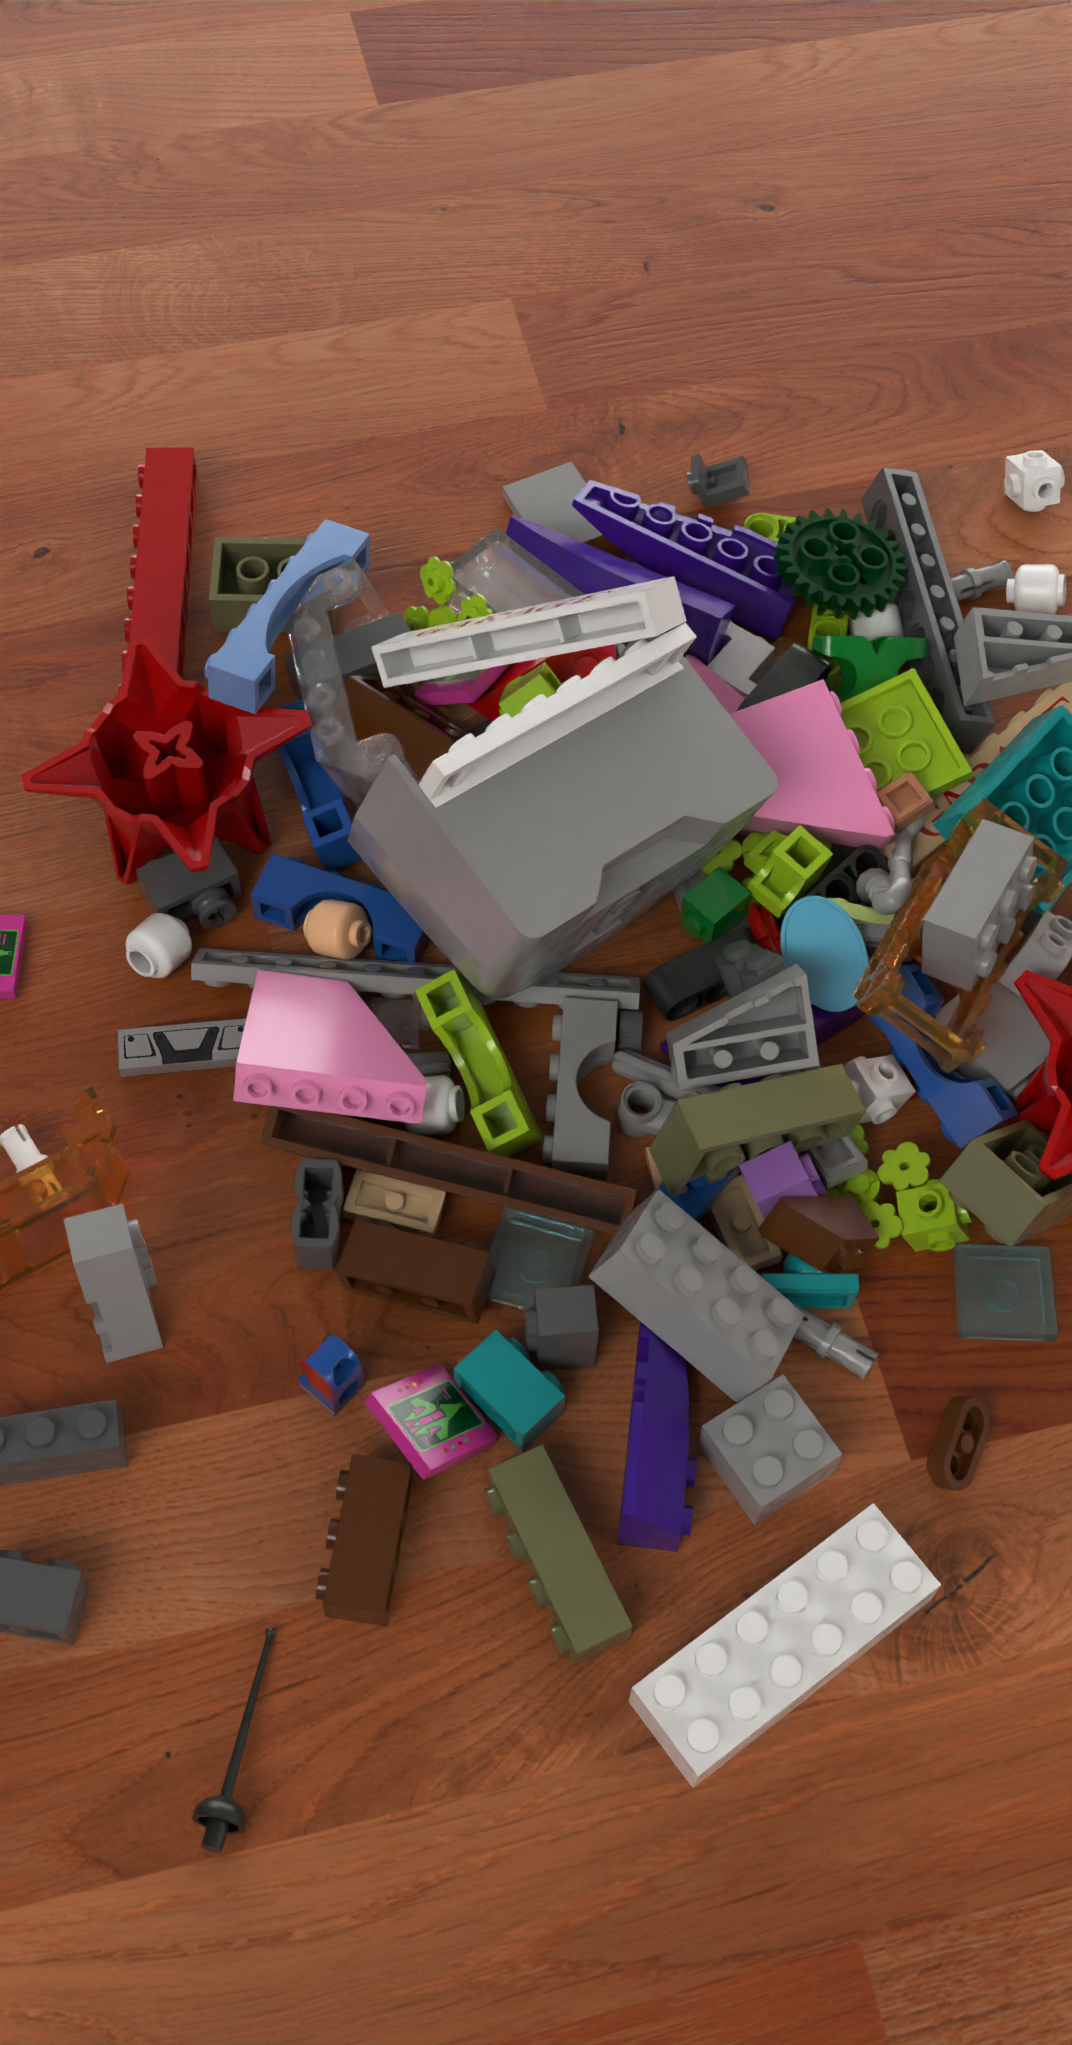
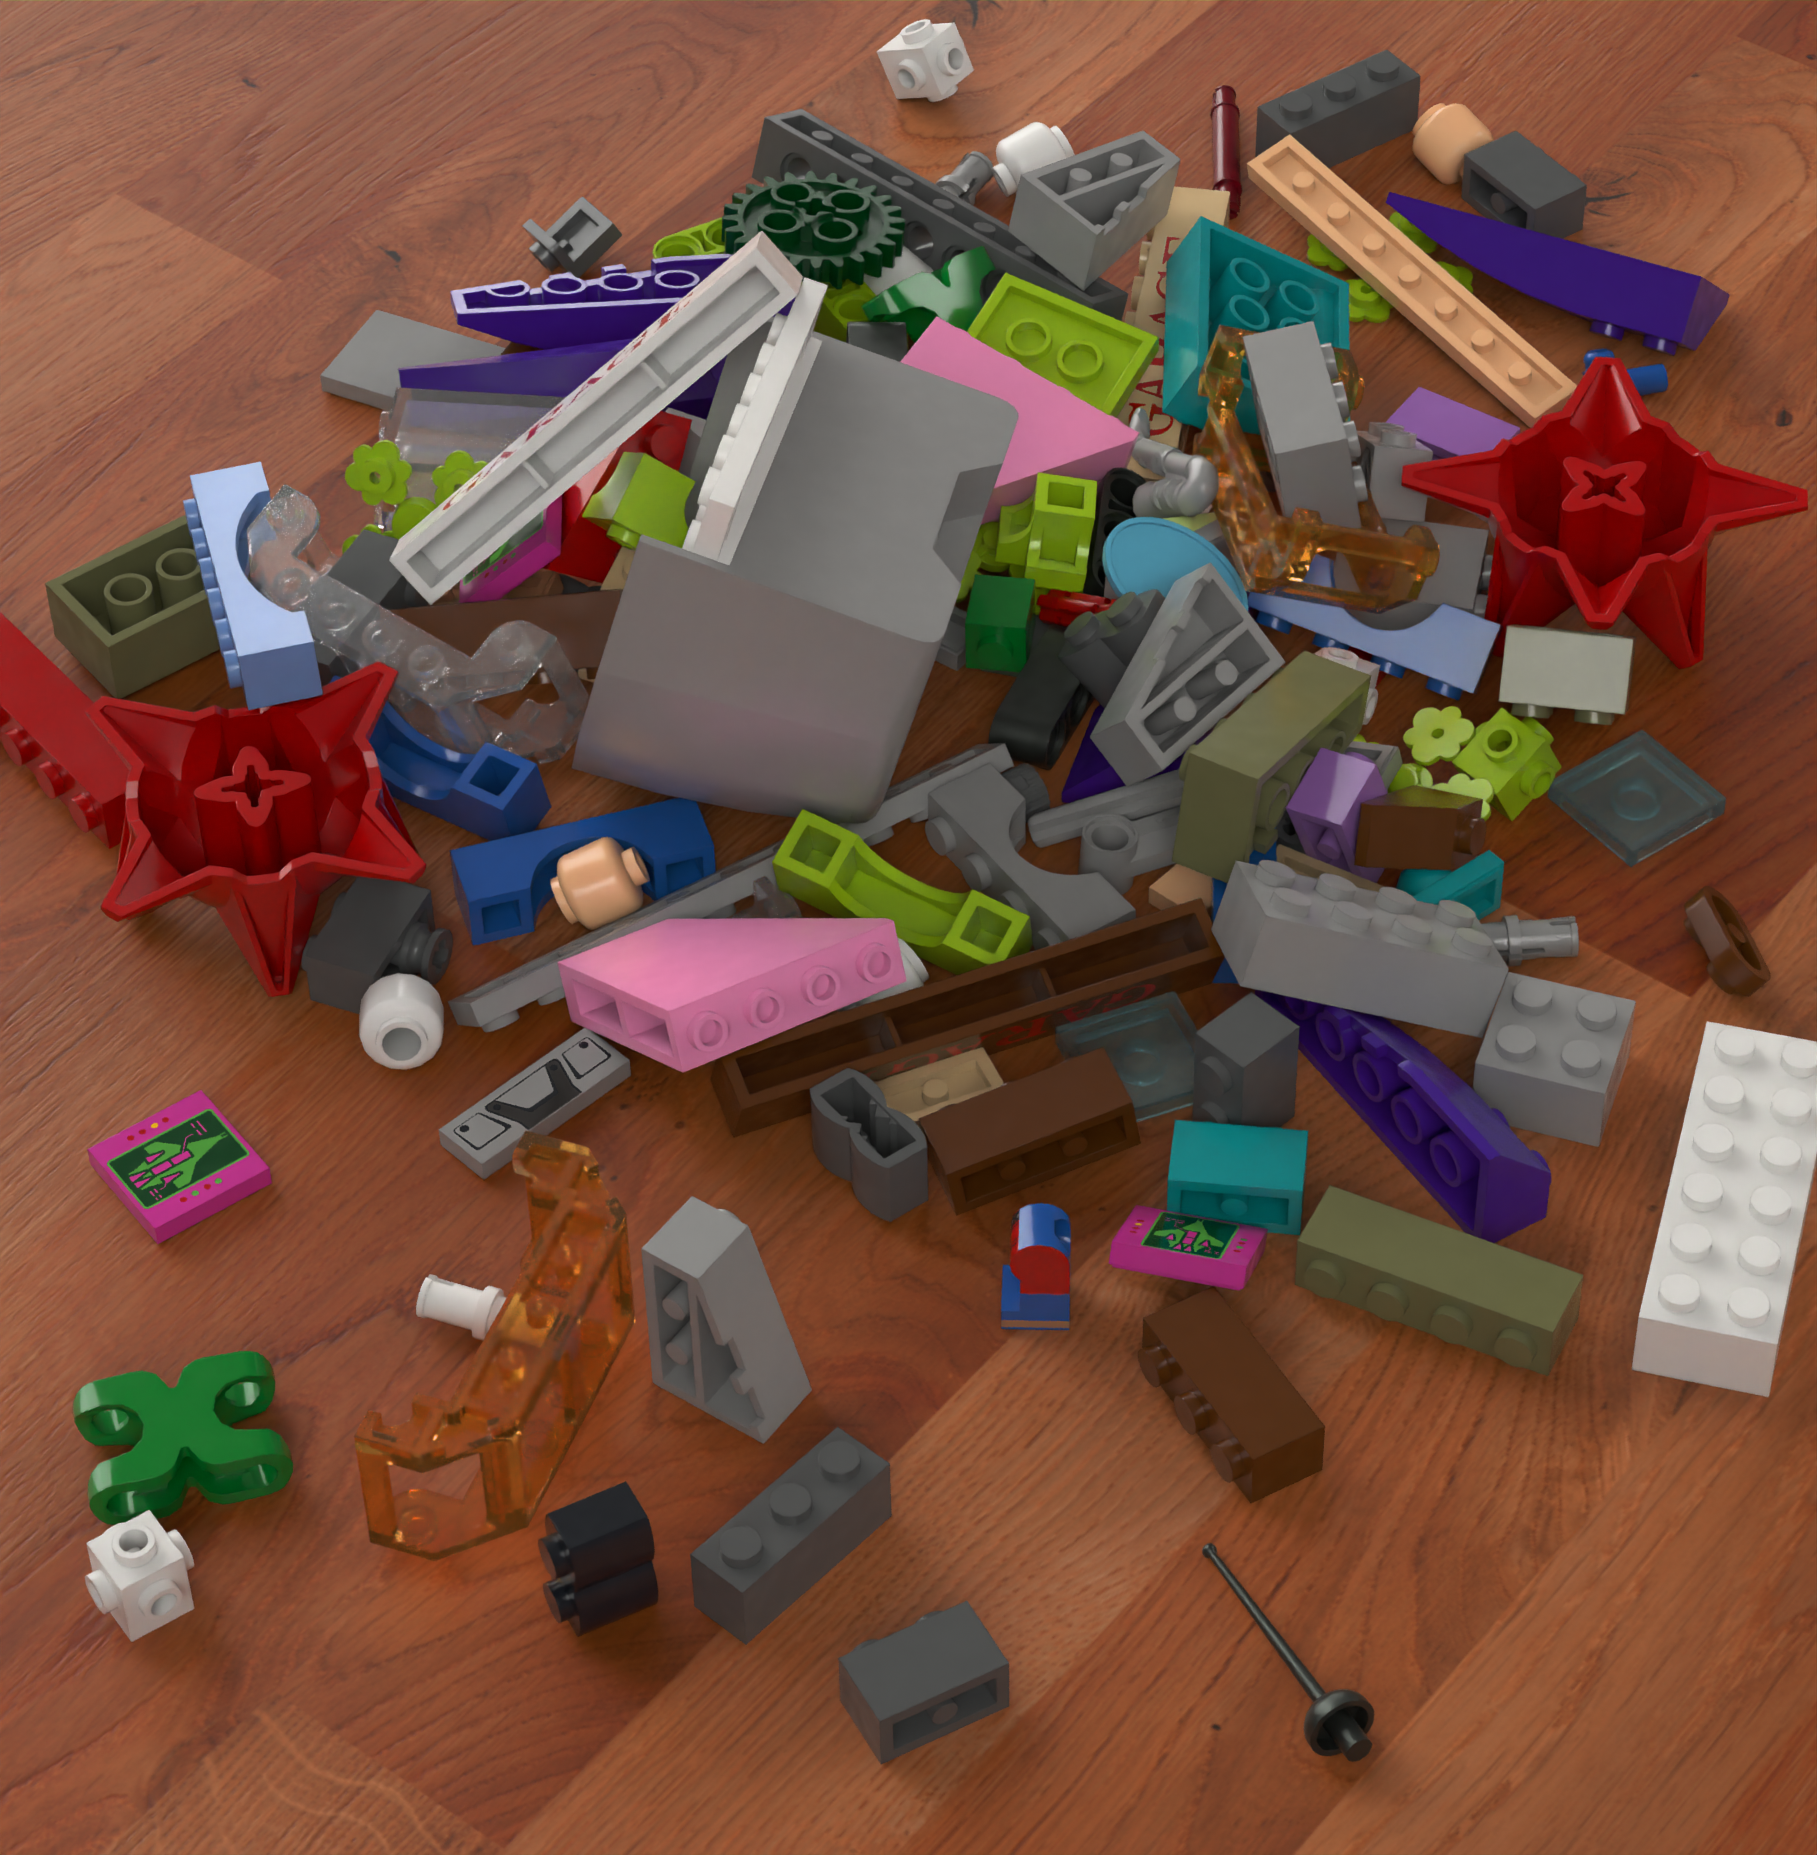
camera: 35 degrees left, 15 degrees down
(906, 800) = (1118, 396): nougat tile -> none

